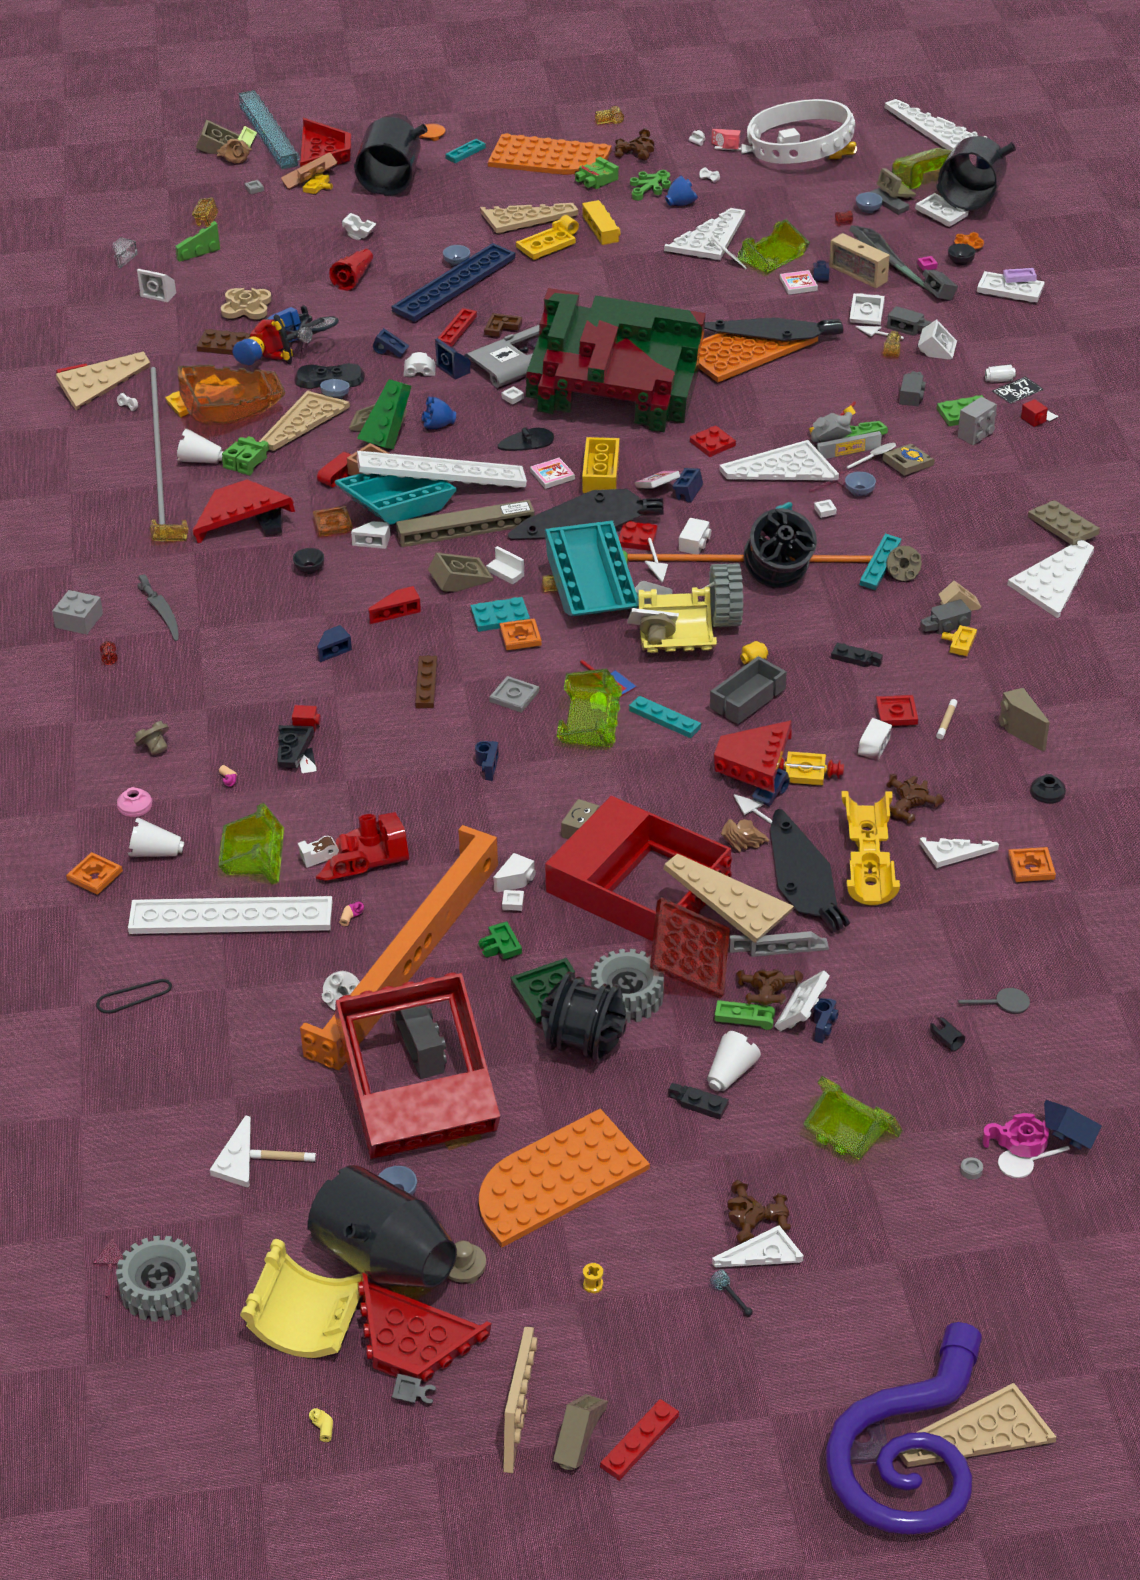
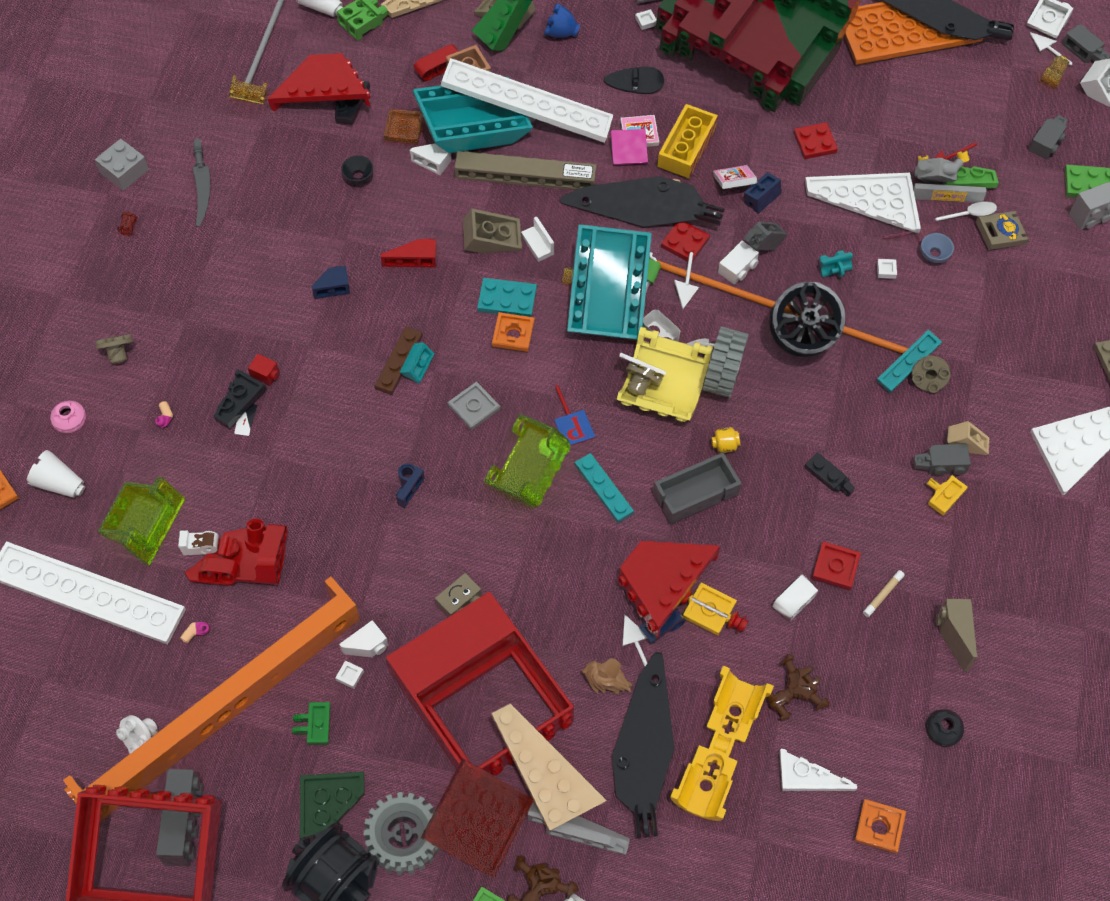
camera: 20 degrees right, 20 degrees up
(444, 676) = (417, 362): none -> teal slope
(550, 483) = (629, 147): none -> dark pink tile
(709, 509) = (765, 236): none -> dark grey hinge

